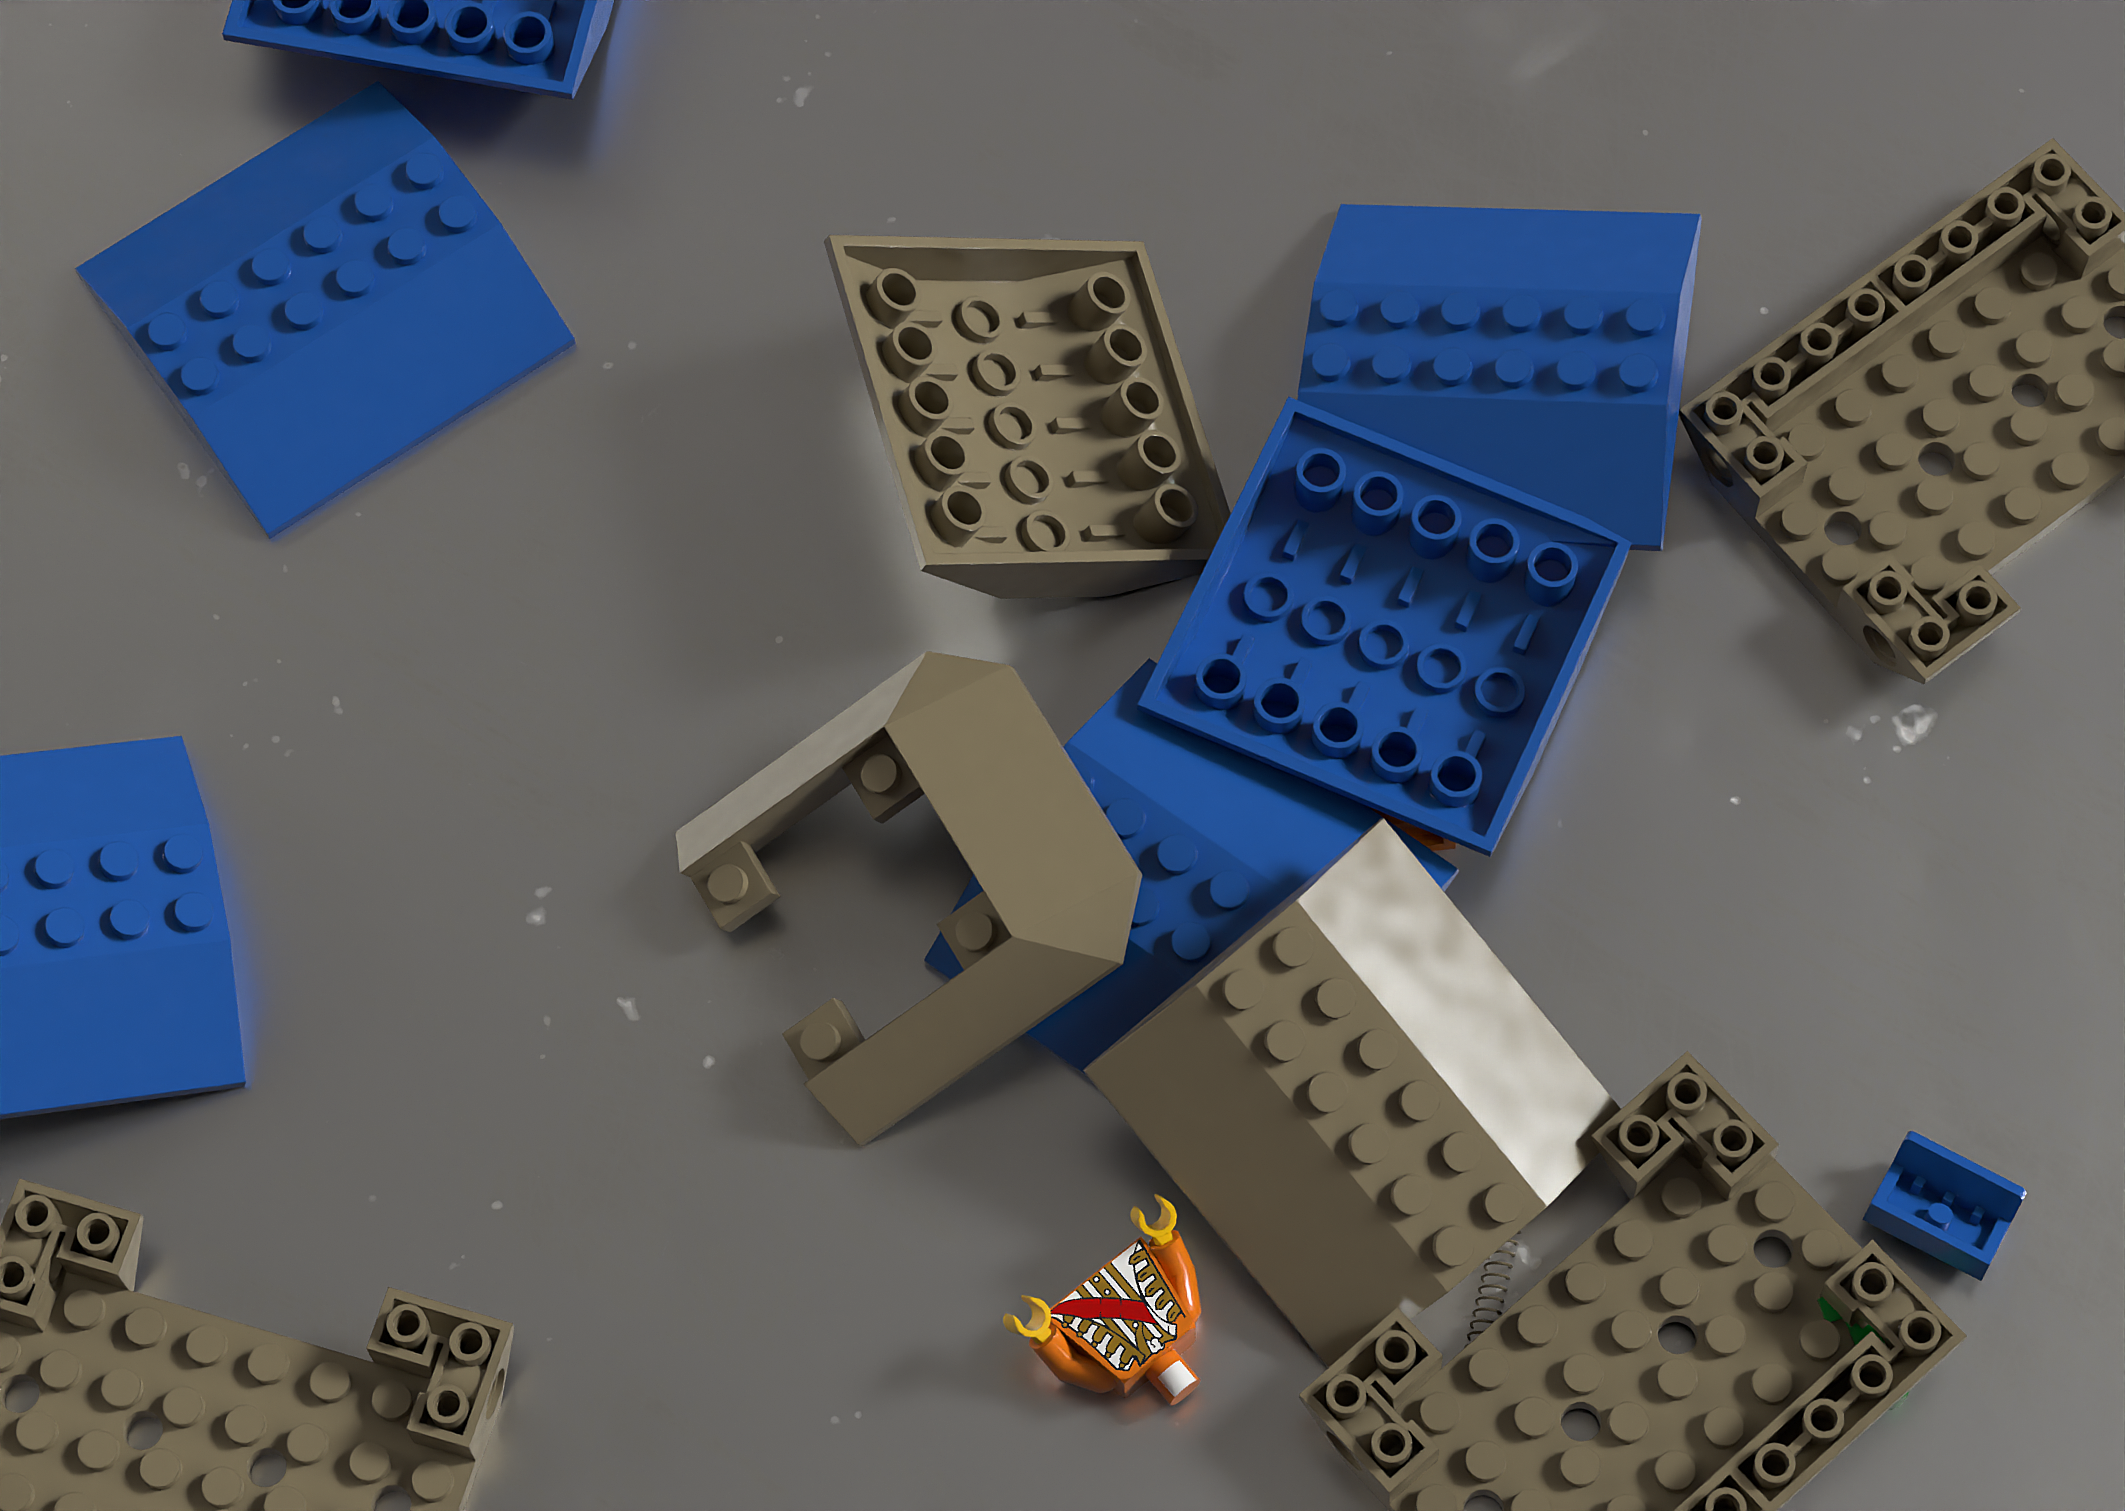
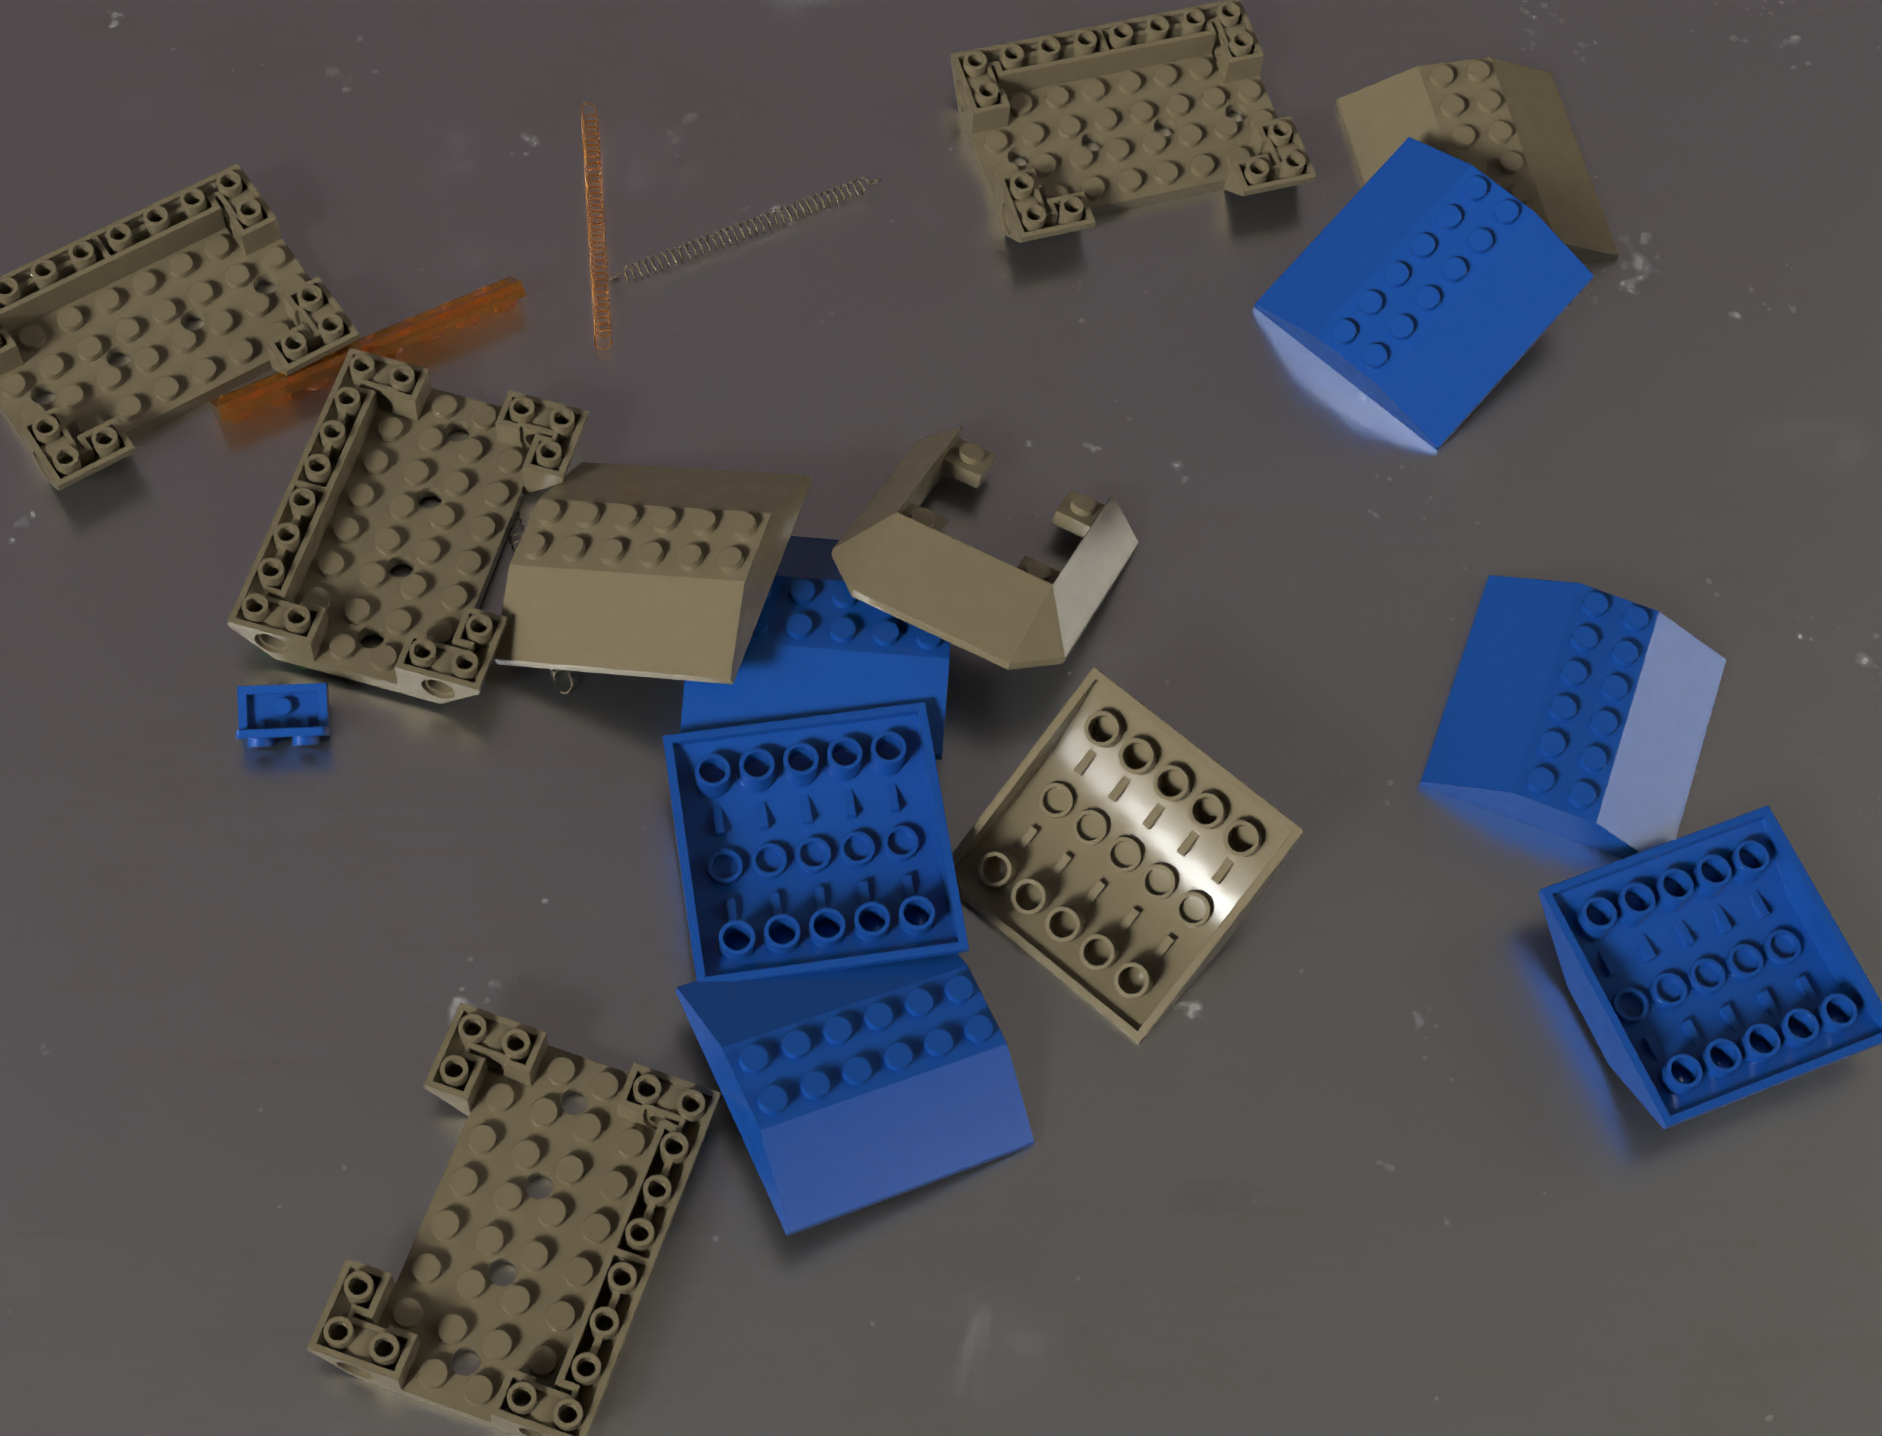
camera: 135 degrees right, 5 degrees down
(1125, 1318) = (712, 413): torso -> none

